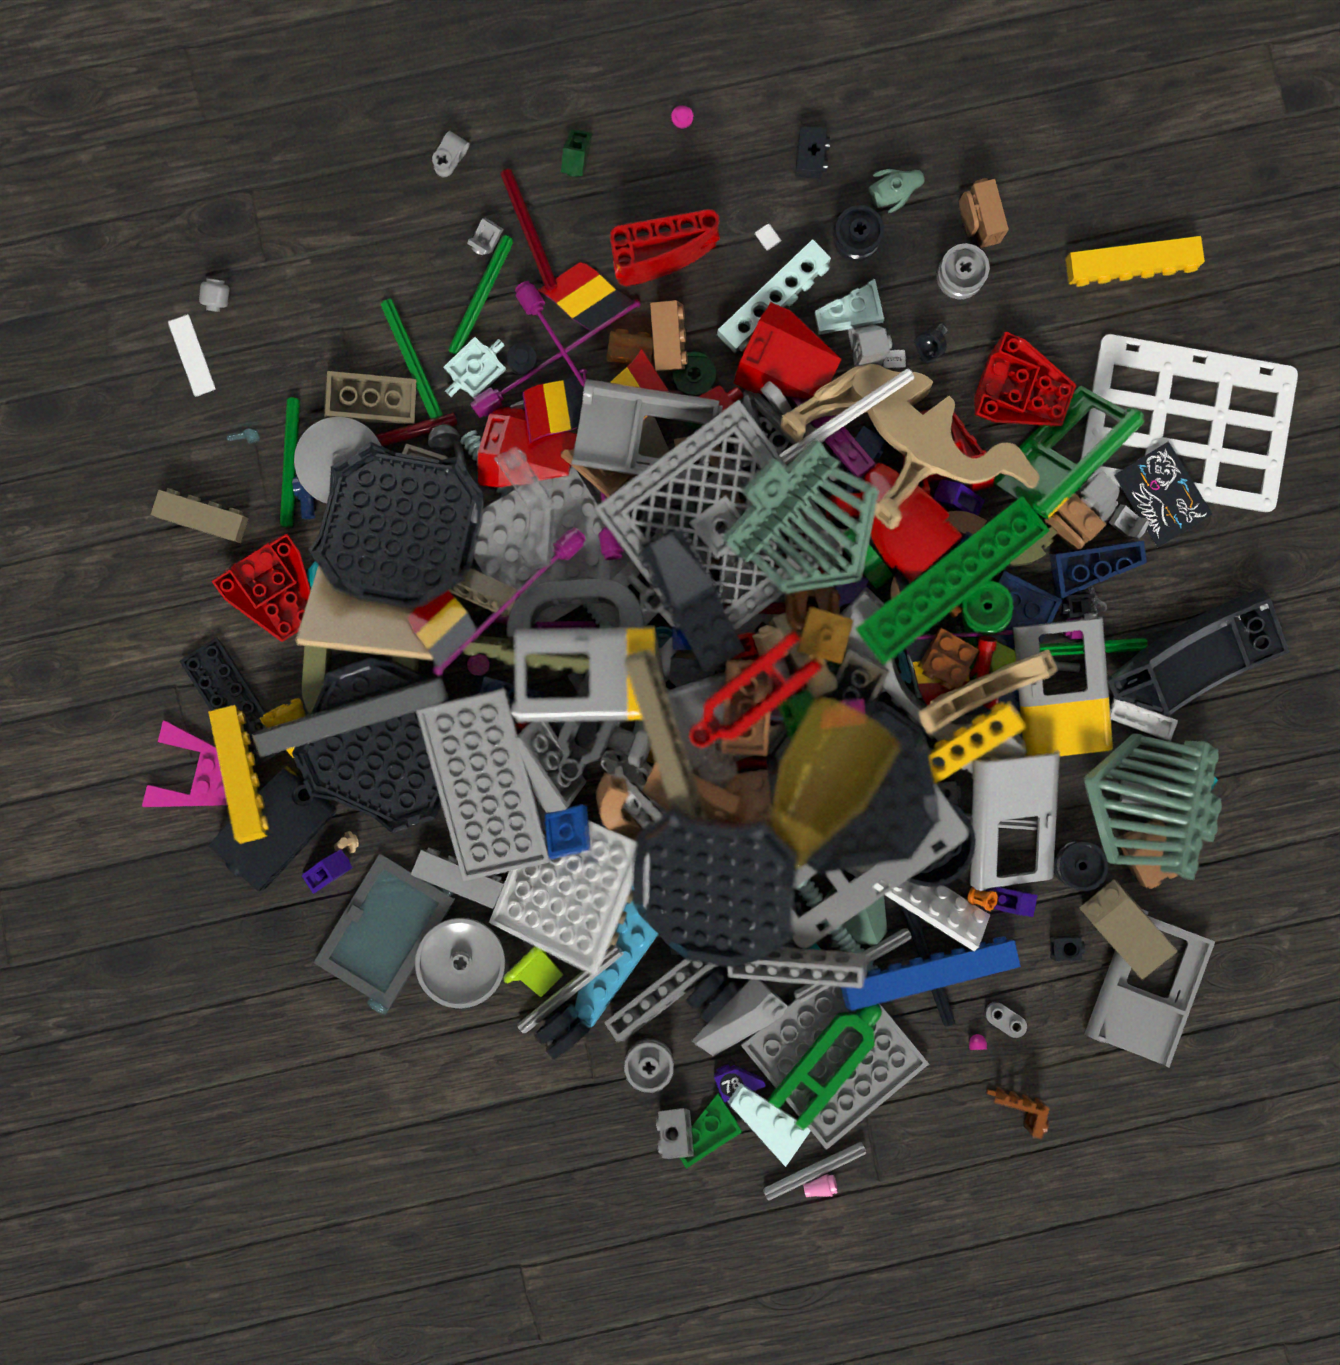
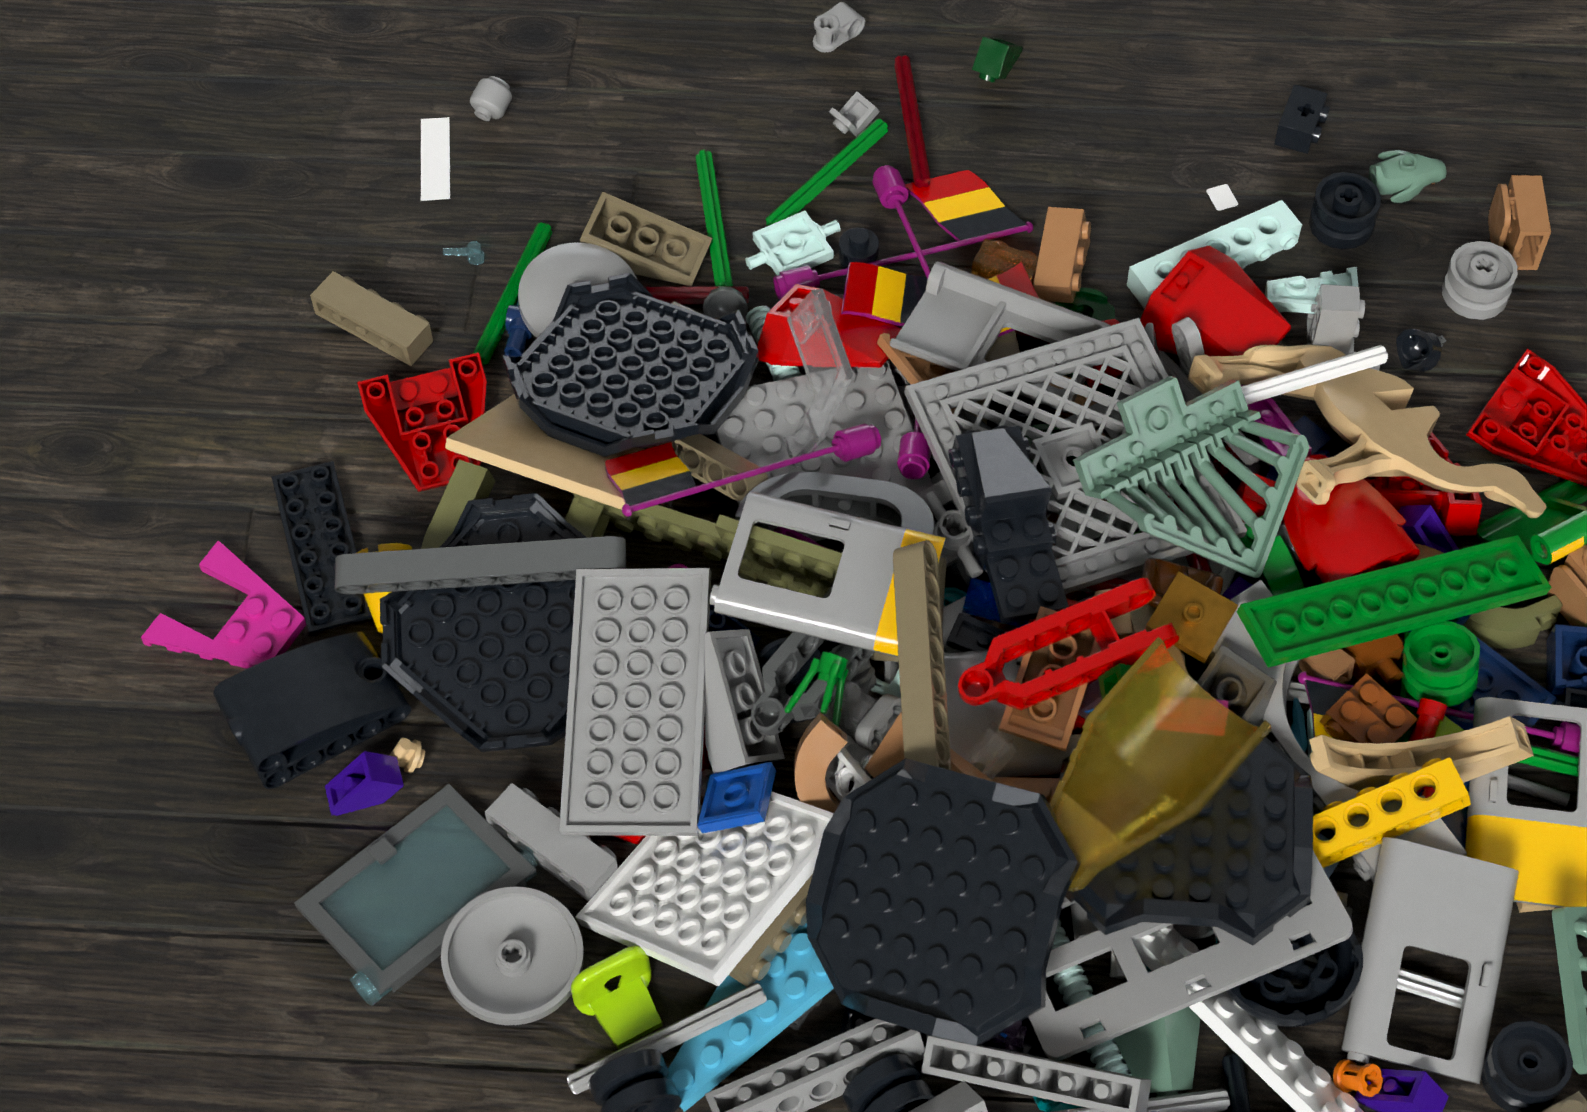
camera: 15 degrees right, 30 degrees down
(238, 774) = (294, 610): yellow brick -> none
(604, 740) = (833, 672): none -> green plant
(662, 253) = (1082, 157): red panel -> none
(682, 116) = (1142, 53): dark pink plate -> none

